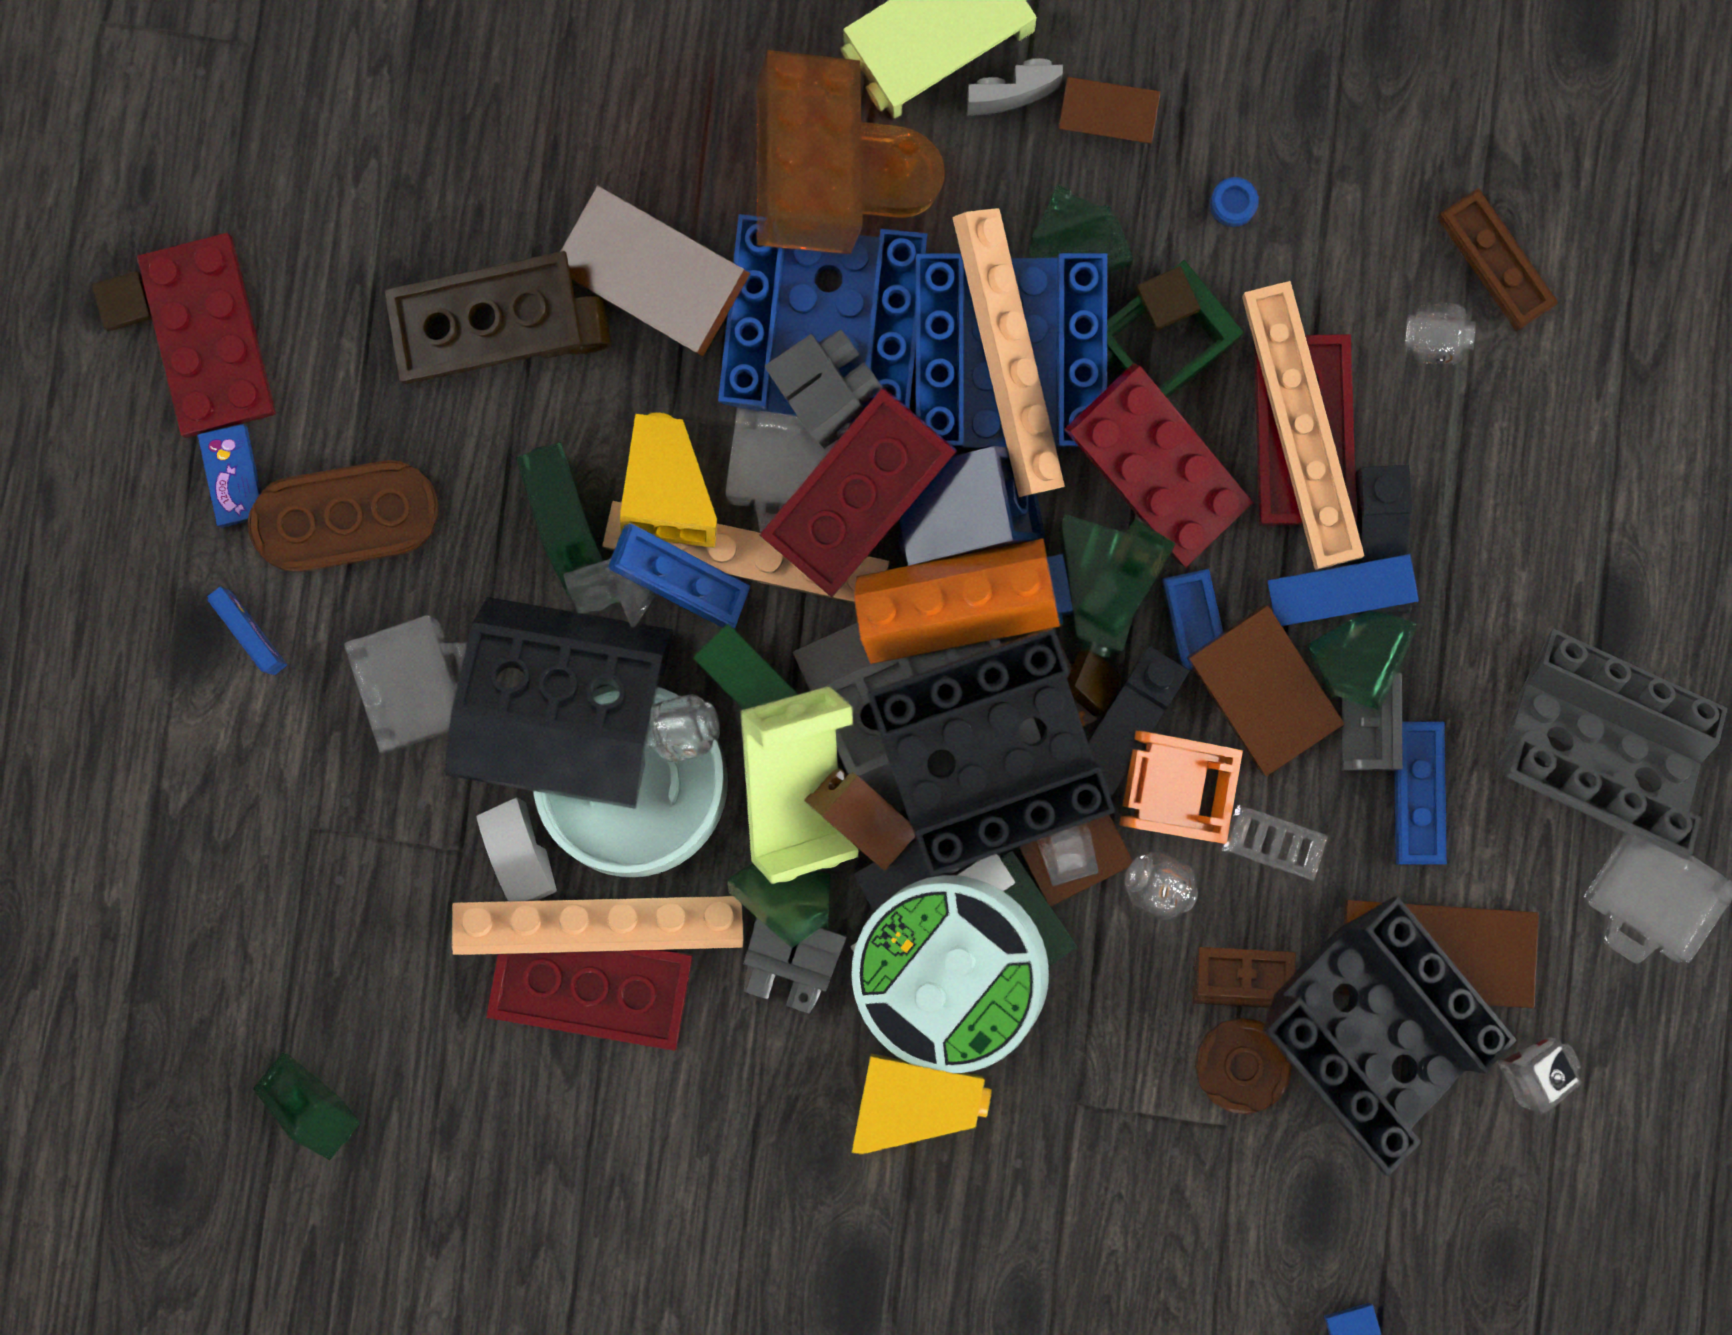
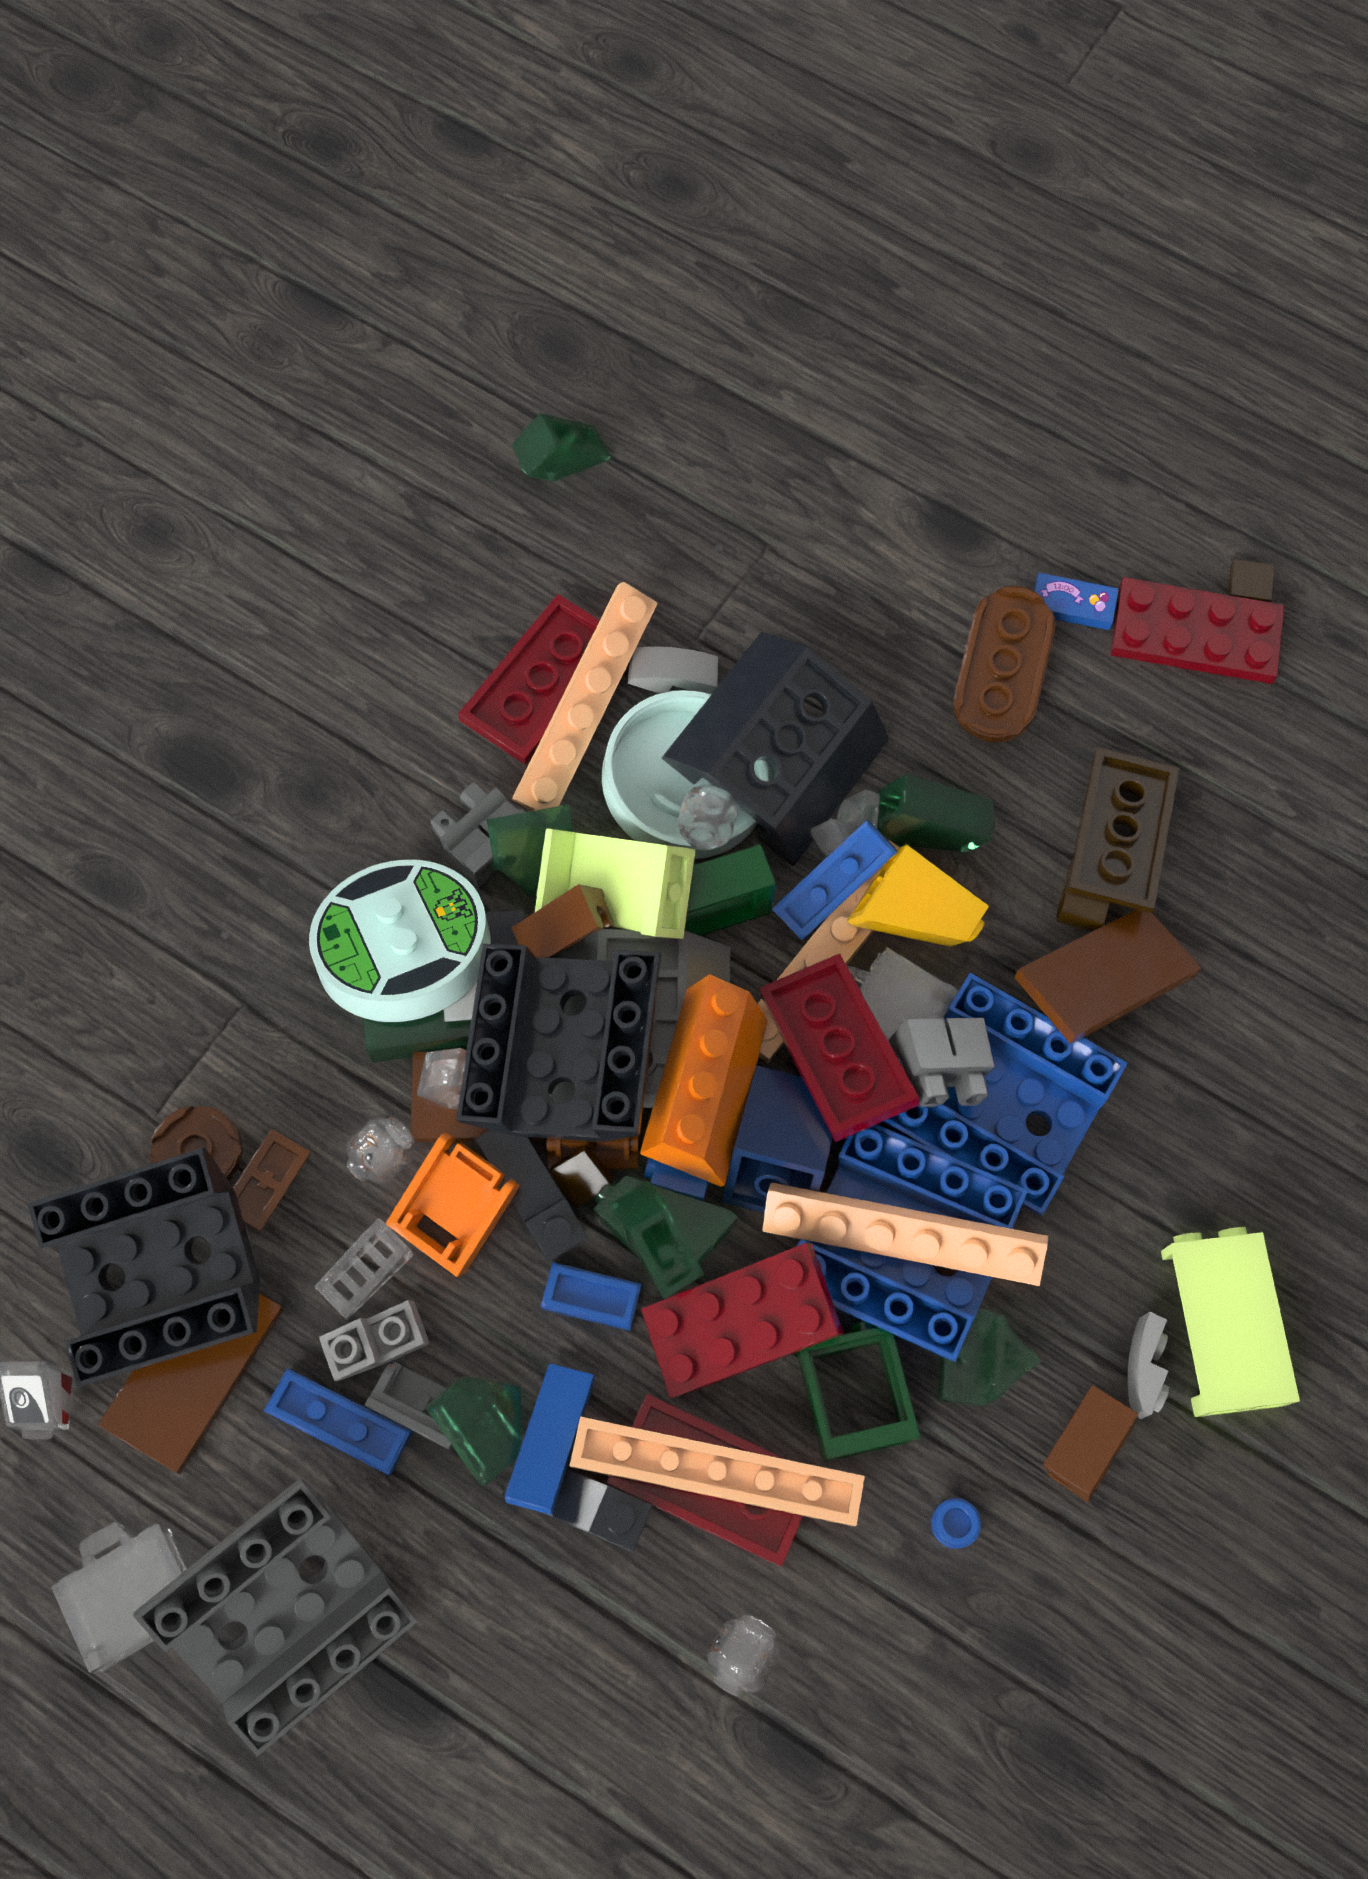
camera: 110 degrees right, 15 degrees down
(246, 631) = (944, 557): blue tile -> none
(406, 681) = (855, 645): clear piece -> none
(824, 164) = (1144, 1160): clear orange brick -> none
(915, 1104) = (312, 867): yellow slope -> none
(1168, 298) = (889, 1400): dark brown tile -> none
(1265, 690) = (498, 1324): reddish brown tile -> none
(1334, 798) = (374, 1340): none -> light grey slope
(1497, 259) = (789, 1757): reddish brown tile -> none

